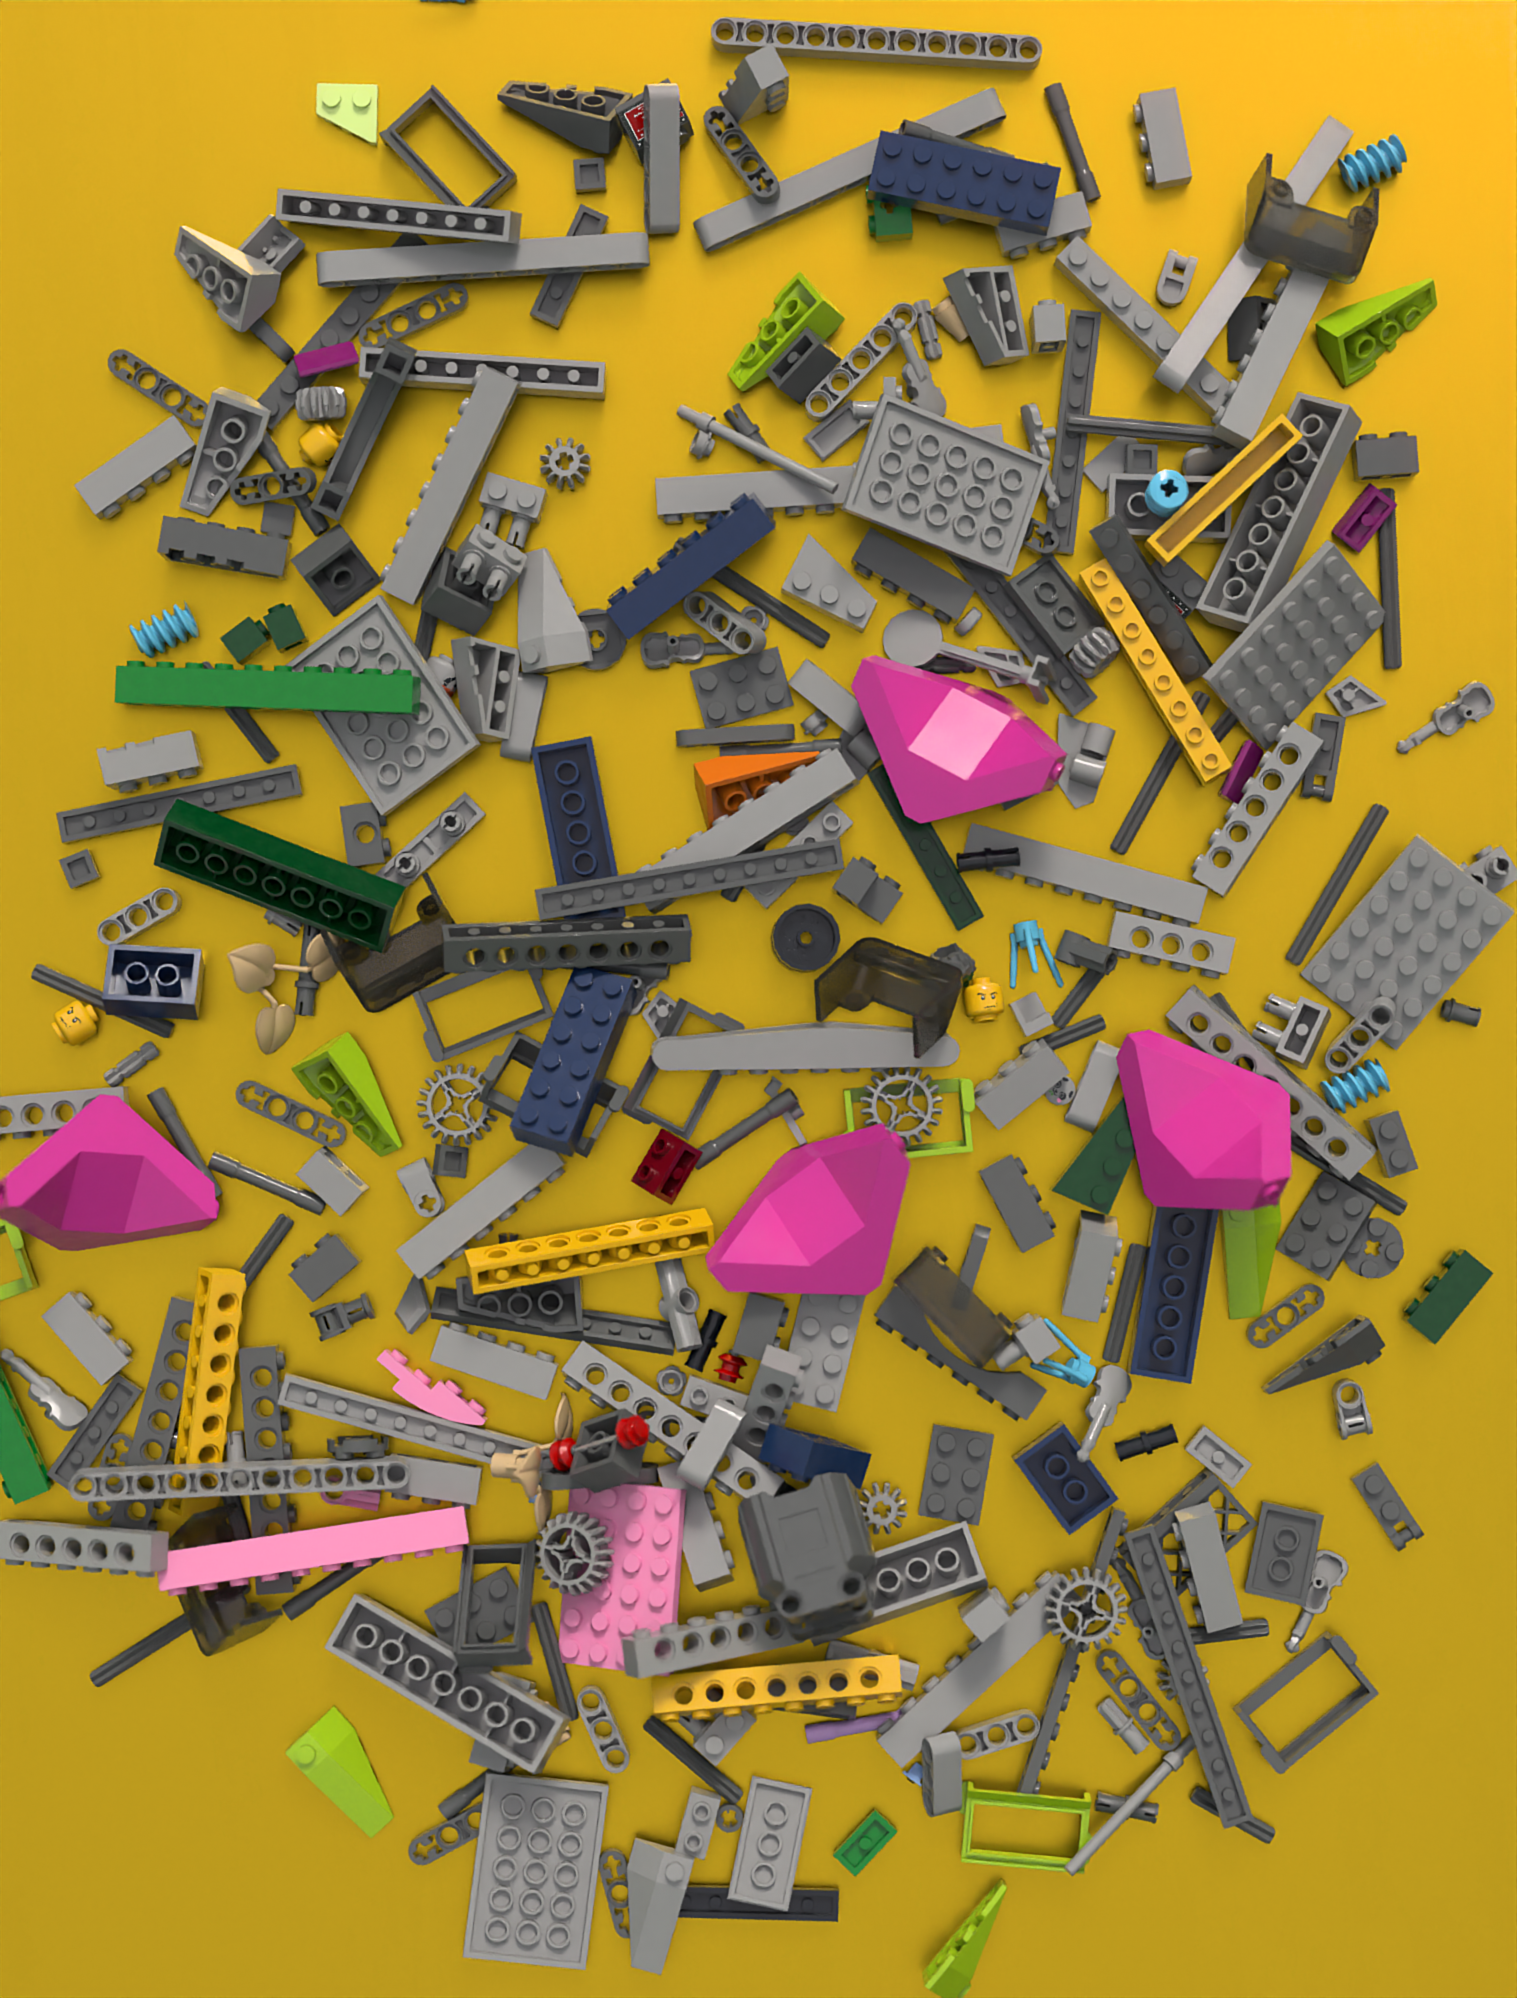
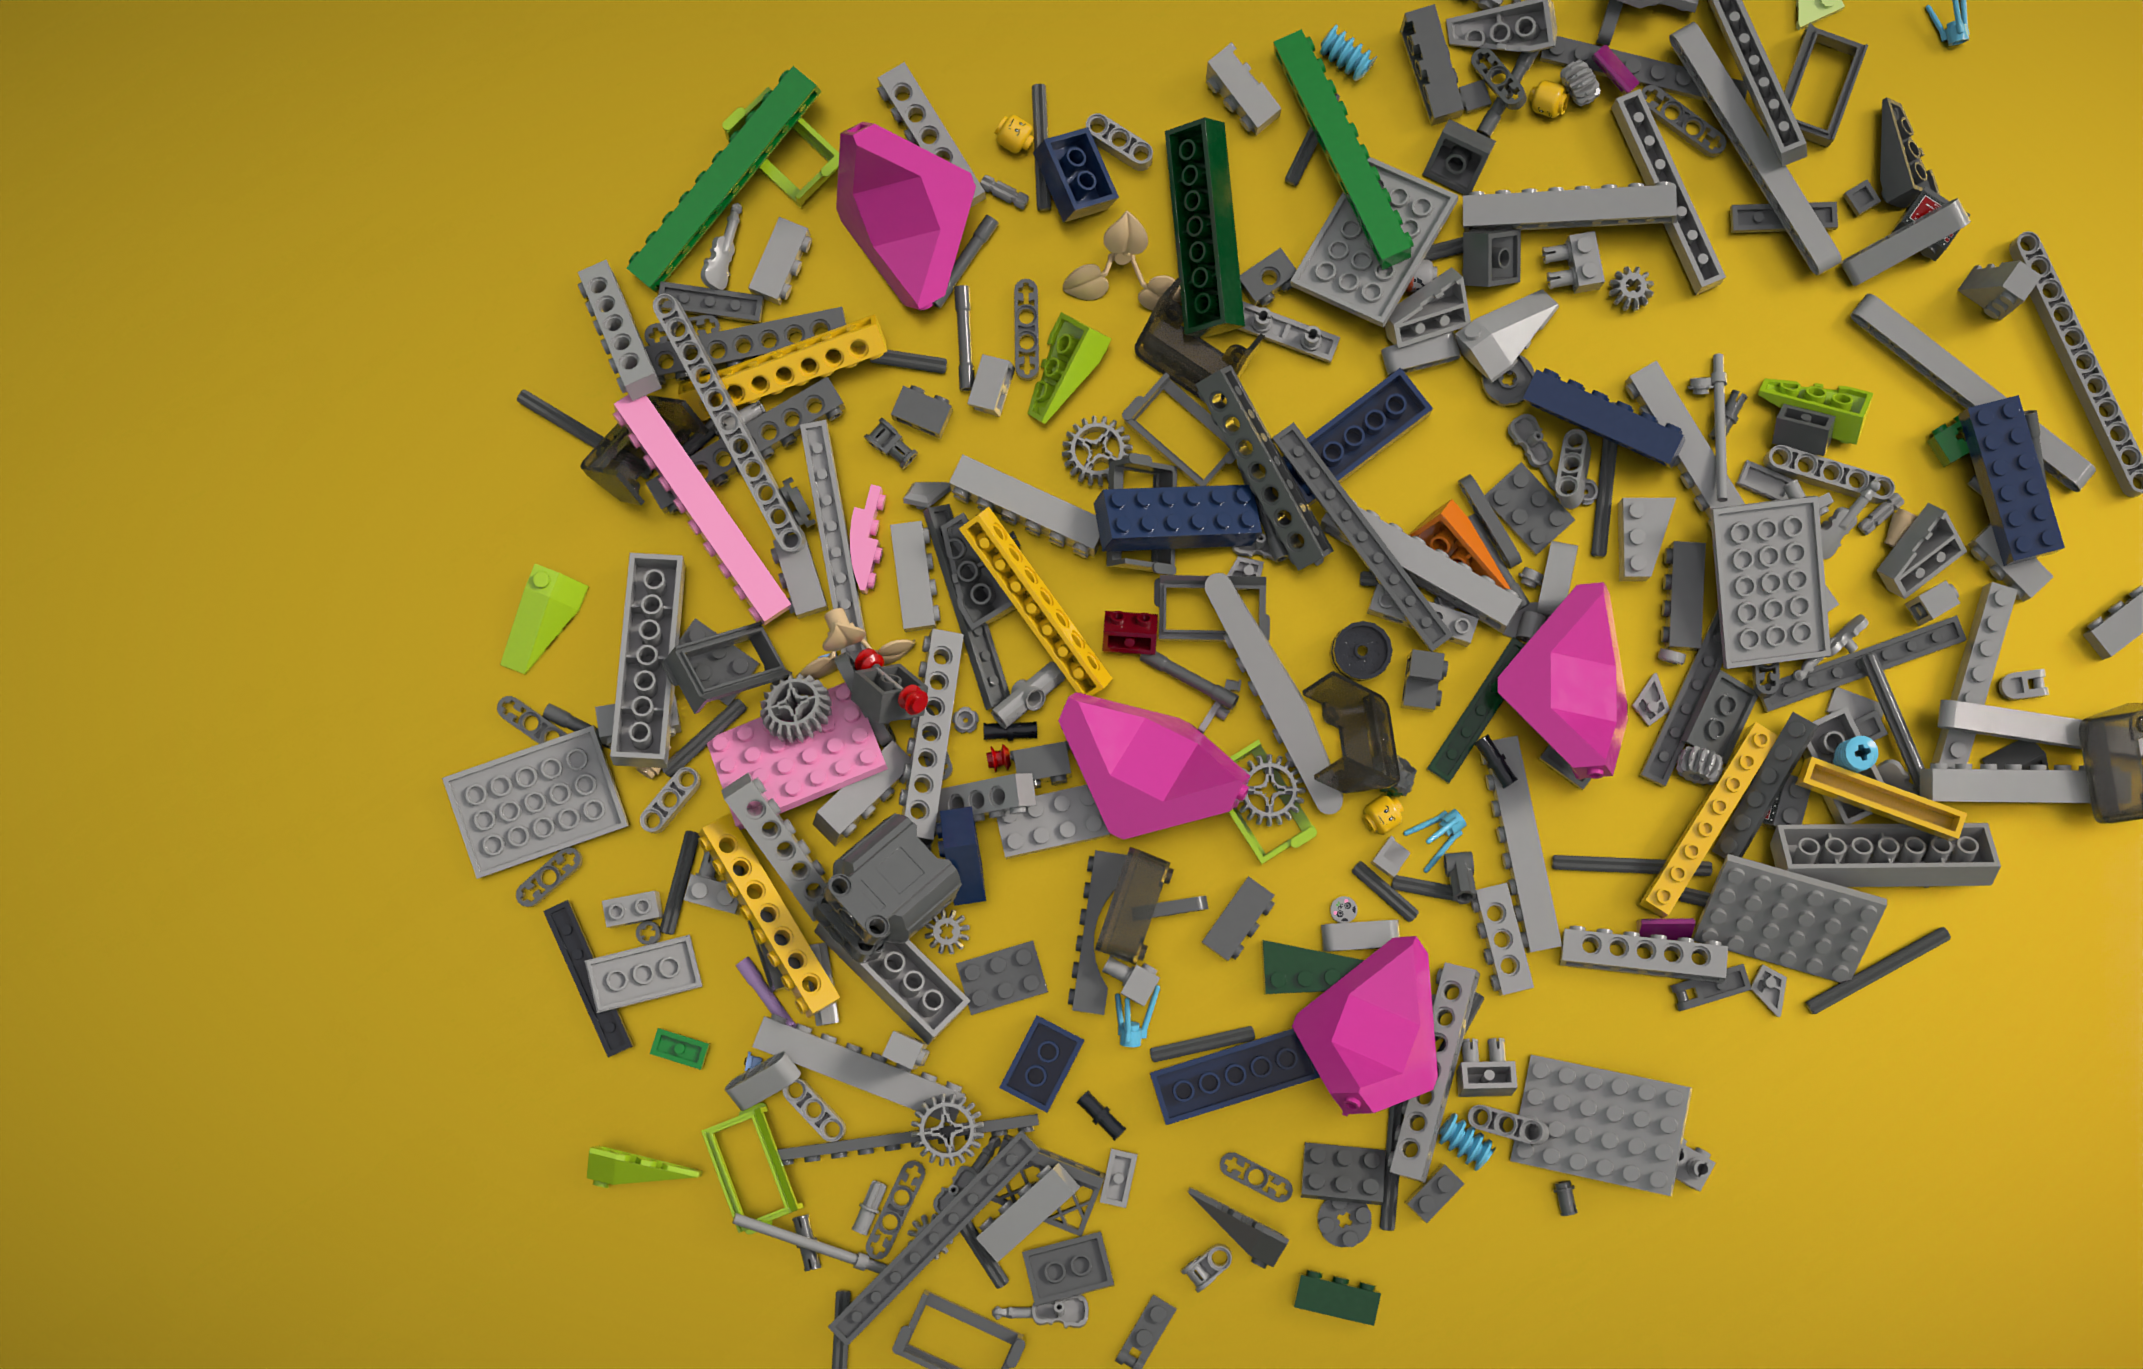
camera: 70 degrees right, 5 degrees down
(79, 868) = (1133, 80): dark grey plate -> none
(153, 807) = (1240, 151): dark grey plate -> none
(246, 640) = (1371, 117): dark green brick -> none
(285, 627) = (1395, 141): dark green brick -> none
(288, 924) = (1170, 256): light grey pin -> none
(306, 984) = (1131, 290): dark grey pin -> none
(308, 1598) = (661, 525): dark grey piece -> none
(360, 1499) = (758, 525): bright pink piece -> none
(363, 428) = (1579, 122): dark grey arch -> none
(419, 1183) = (1022, 452): light grey piece -> none
(450, 1161) = (1051, 466): dark grey plate -> none
(489, 561) = (1526, 266): light grey brick -> none
(655, 1895) = (560, 904): light grey wedge -> none
(703, 1394) = (967, 756): light grey brick -> none
(711, 1444) = (933, 769): light grey beam -> none
(739, 156) = (1939, 303): dark grey beam -> none
(917, 639) = (1638, 624): light grey piece -> none
(947, 665) = (1630, 658): dark grey axle -> none
(1019, 1083) = (1333, 874): light grey brick -> none
(1061, 110) = (2105, 532): dark grey piece -> none
(1085, 763) = (1611, 798): light grey panel -> none
(1091, 1266) = (1217, 1002): light grey wedge -> none
(1112, 1388) = (1131, 1066): light grey piece -> none
(1248, 1255) = (1298, 1119): lime wedge -> none
(1337, 884) = (1619, 1049): dark grey axle -> none
(1364, 517) = (1916, 926): magenta slope -> none
(1365, 330) = (2060, 852): lime wedge -> none
(1384, 457) = (1972, 918): dark grey brick -> none
(1472, 703) = (1815, 1085): light grey piece -> none

